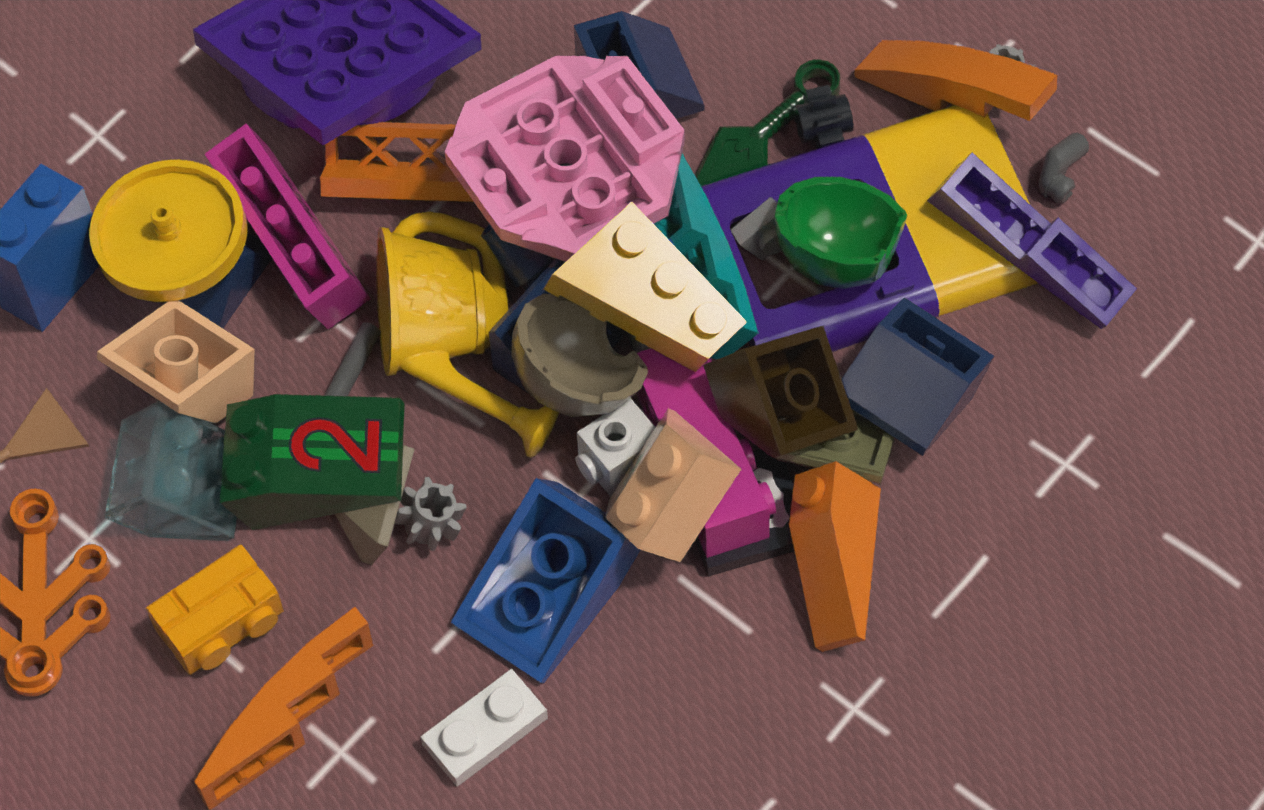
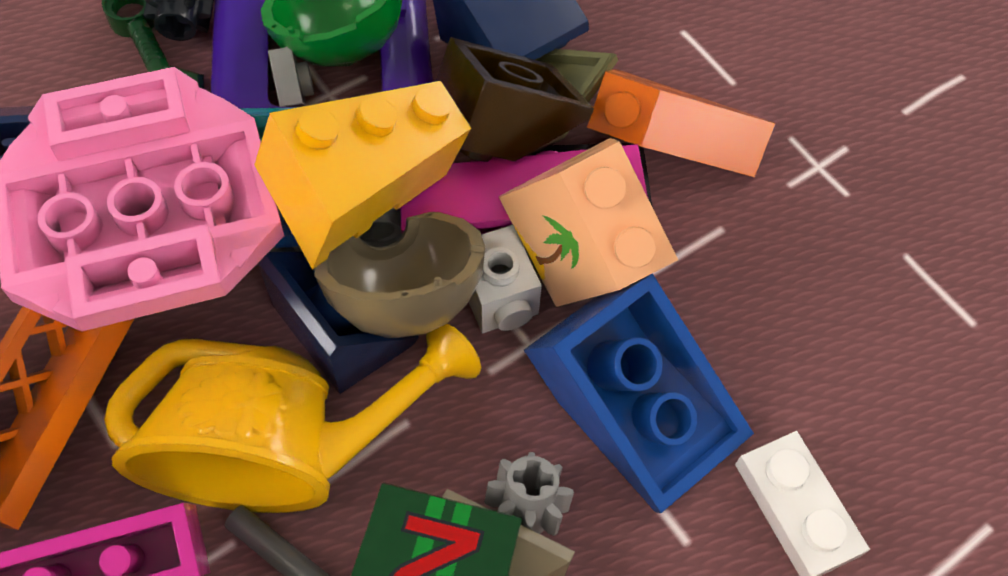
camera: 80 degrees left, 0 degrees up
(519, 263) = (216, 320): dark blue cone -> none

